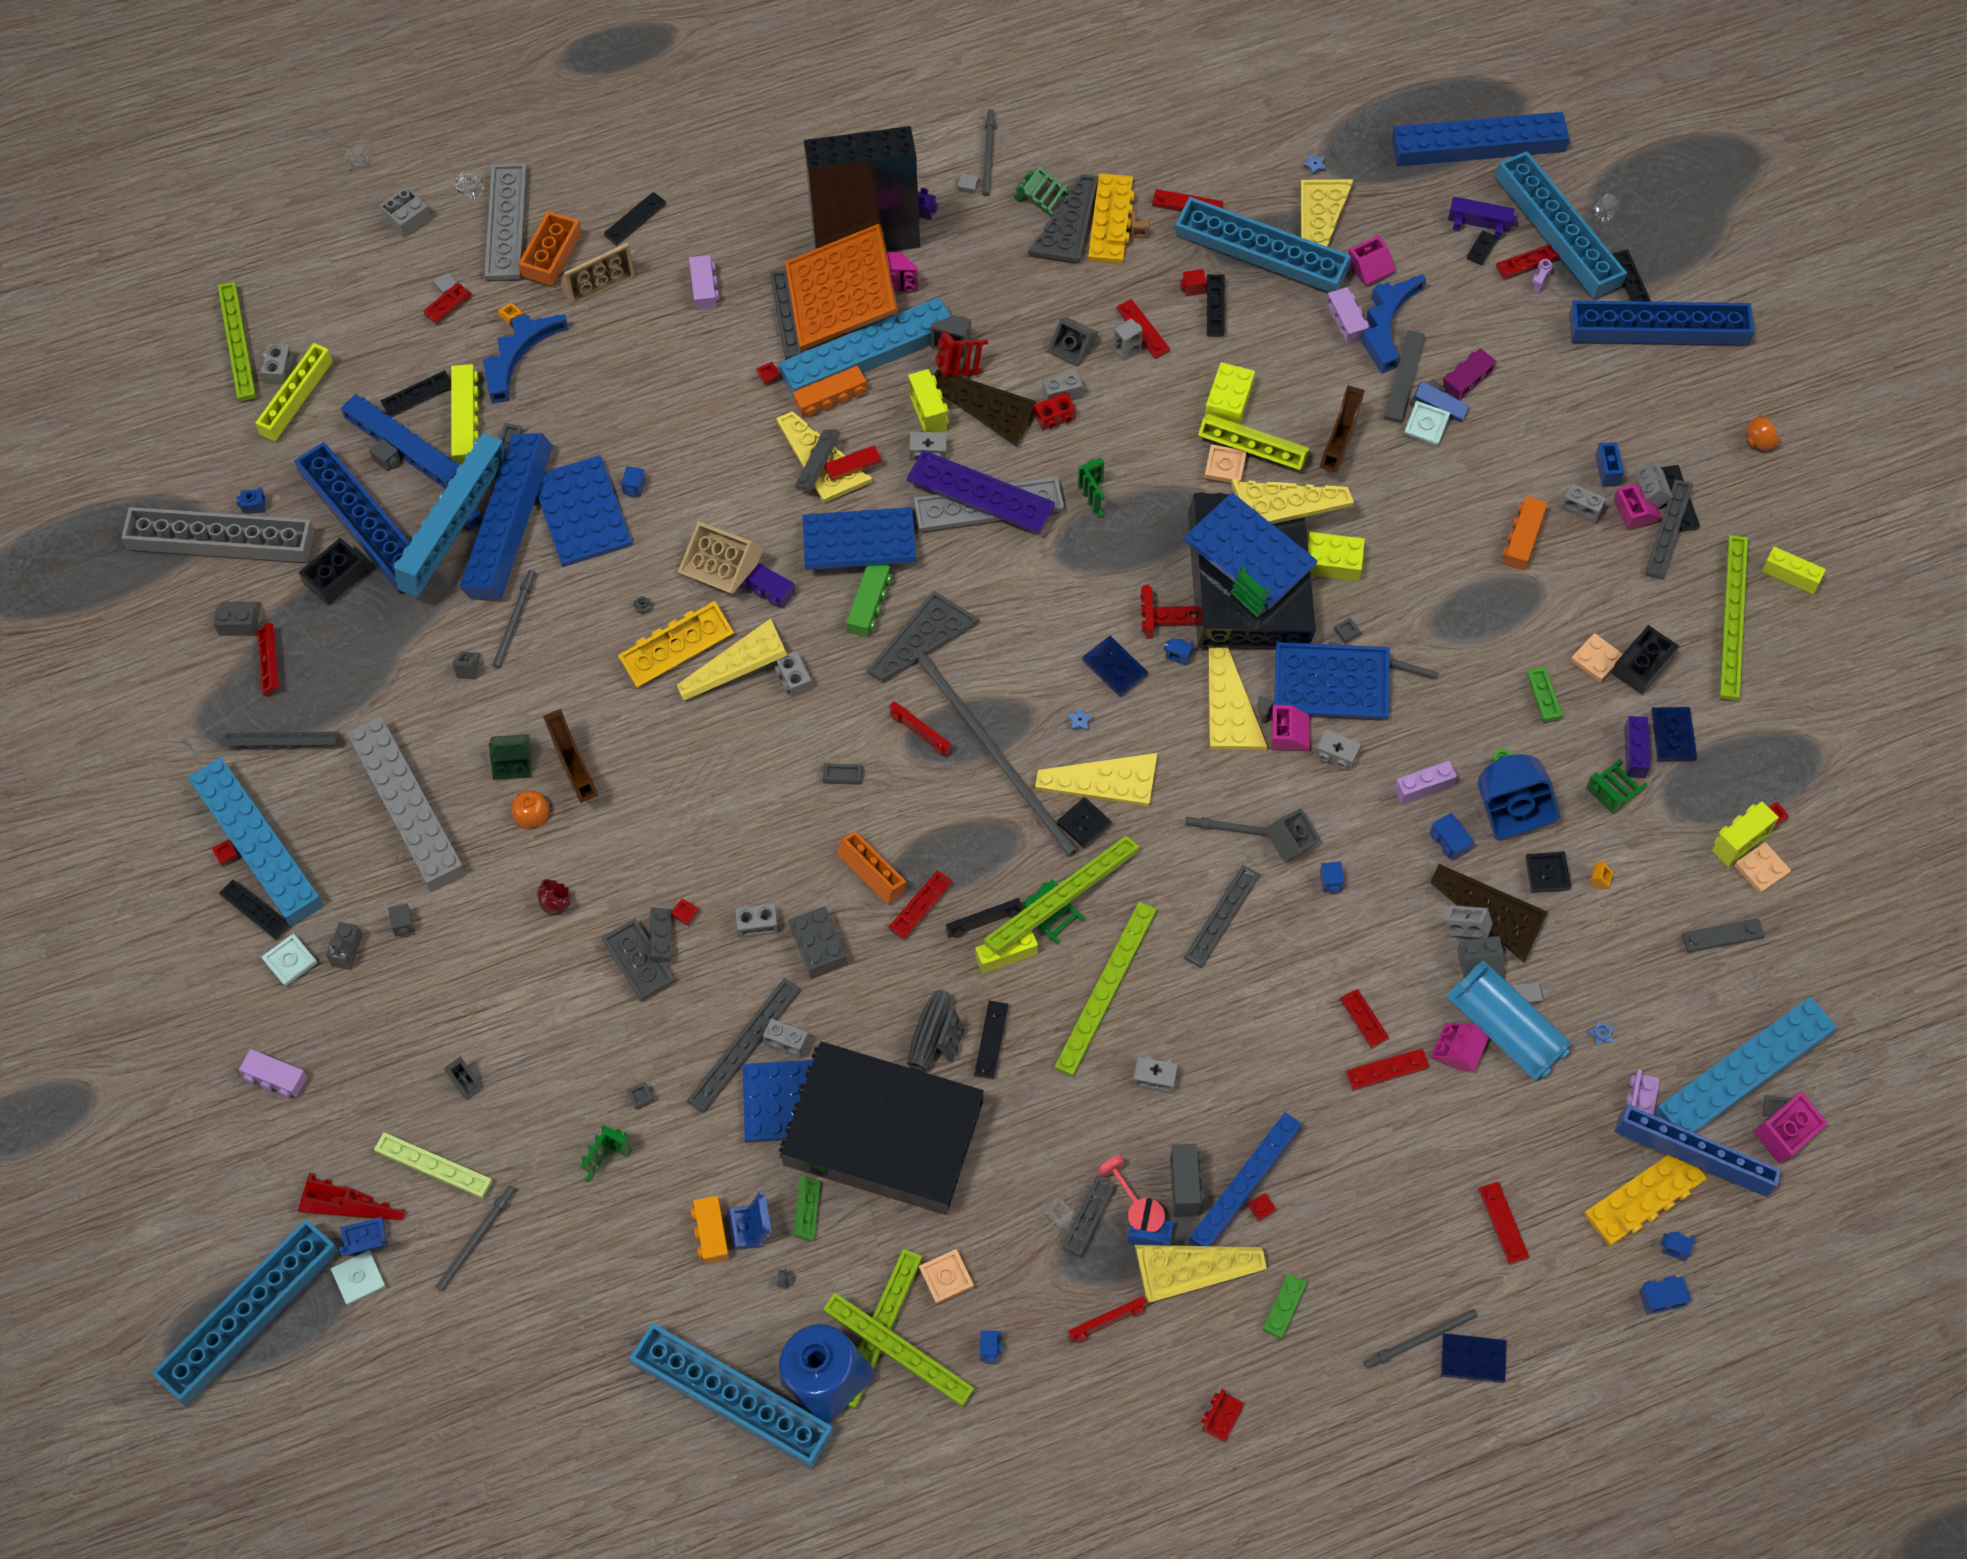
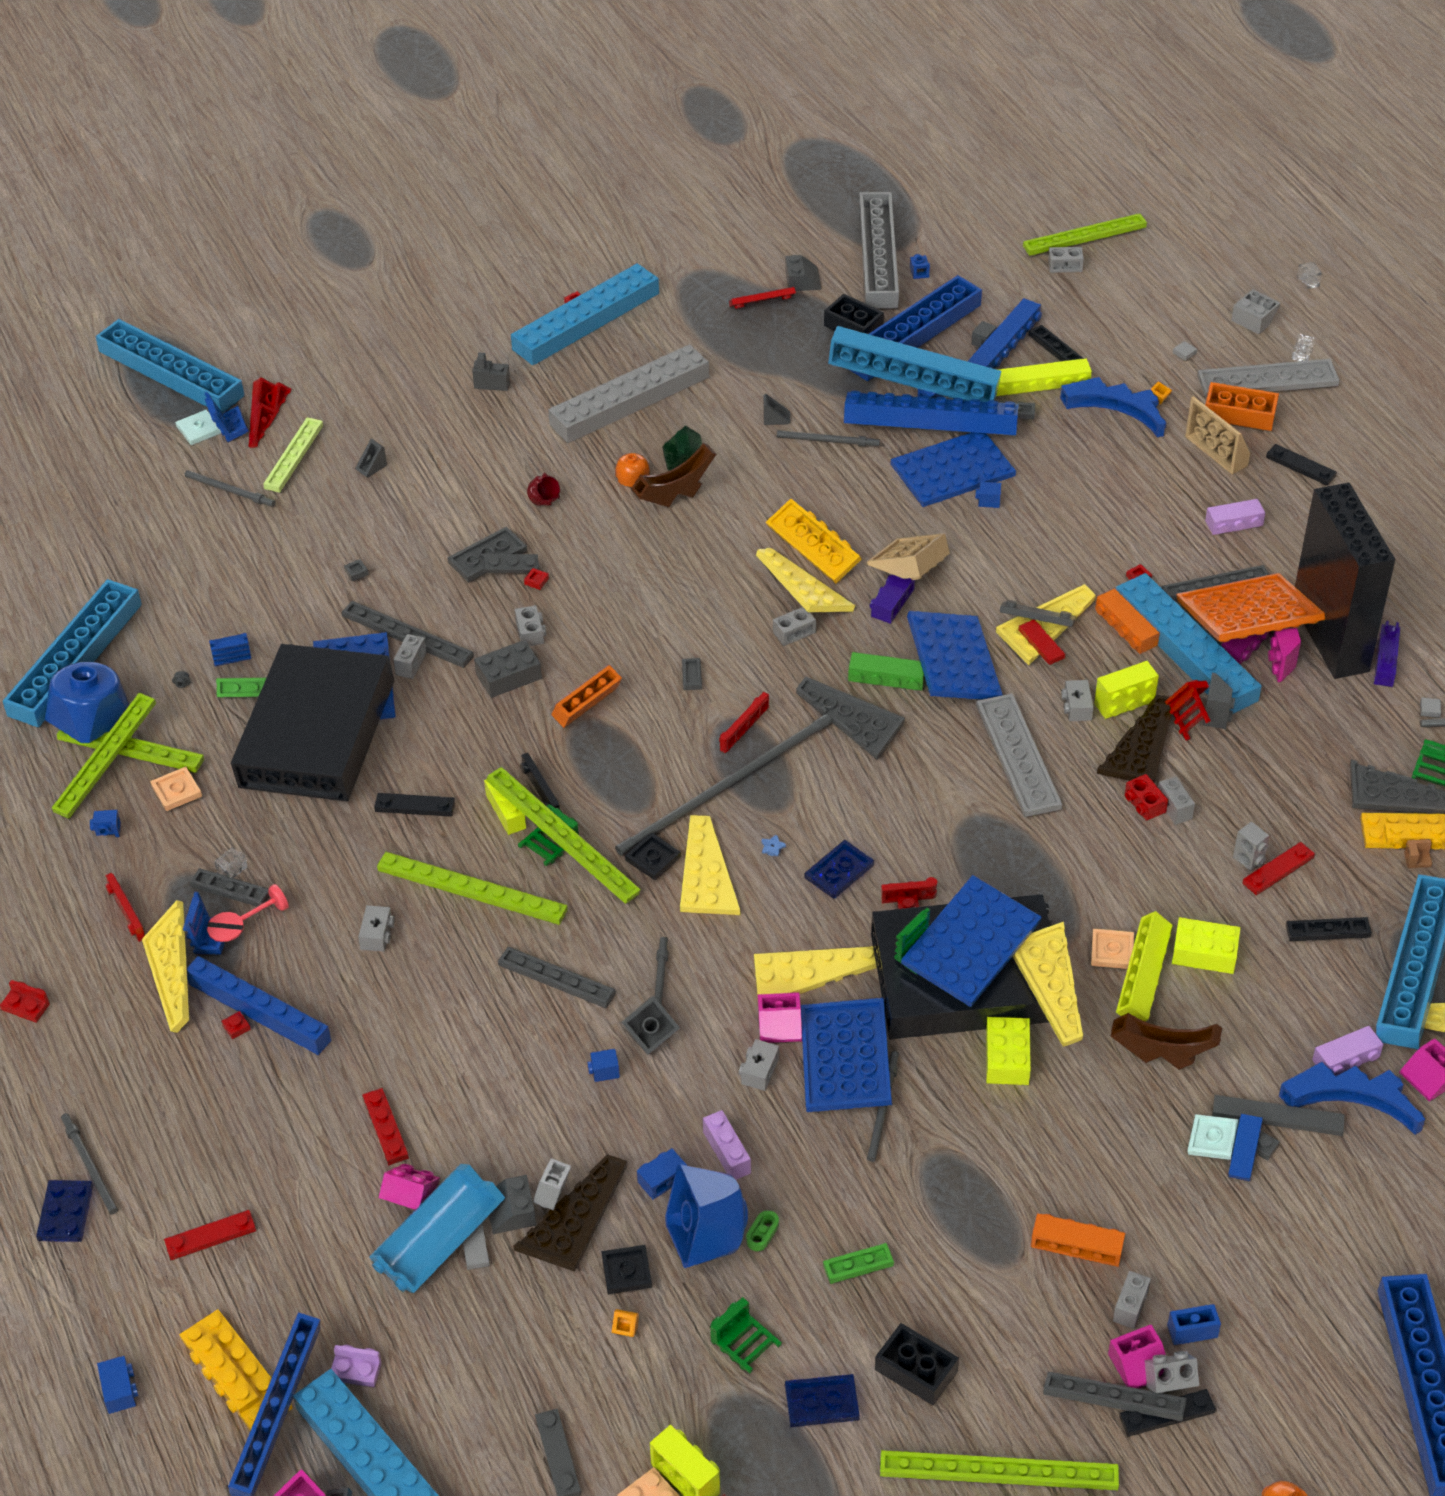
camera: 85 degrees right, 15 degrees down
(254, 909) = (532, 314): black plate -> none
(272, 1074) = (375, 354): lavender brick -> none
(273, 739) = (685, 314): dark grey plate -> none
(289, 960) = (476, 344): light aqua plate -> none
(294, 392) = (1035, 271): neon yellow brick -> none
(401, 920) = (517, 406): dark grey brick -> none
(447, 303) = (1162, 353): red plate -> none
(608, 1140) = (306, 550): green plate -> none
(642, 609) = (856, 518): dark grey plate -> none
(710, 1230) = (227, 625): light orange brick -> none
(920, 905) = (553, 740): red plate -> none
(936, 1030) = (416, 758): dark grey plate -> none
(981, 491) = (1025, 740): dark purple plate -> none
(1072, 341) = (1243, 805): dark grey slope -> none
(1089, 478) = (1061, 824): green plate -> none
(1179, 650) = (863, 919): blue brick -> none
(1186, 1180) = (258, 951): dark grey brick -> none
(1193, 282) = (1352, 904): red brick -> none
(1264, 708) = (806, 994): dark grey slope -> none
(1284, 1306) = (131, 1048): bright green plate -> none
(1347, 630) = (915, 1069): dark grey plate -> none
(1364, 1018) = (443, 1104): red tile -> none
(1469, 374) = (1294, 1177): magenta brick -> none
(1596, 657) = (920, 1316): light nougat plate -> none
(1607, 1030) = (429, 1323): medium blue plate -> none
(1637, 747) = (796, 1357): dark purple brick -> none
(1677, 1245) = (173, 1397): blue brick -> none

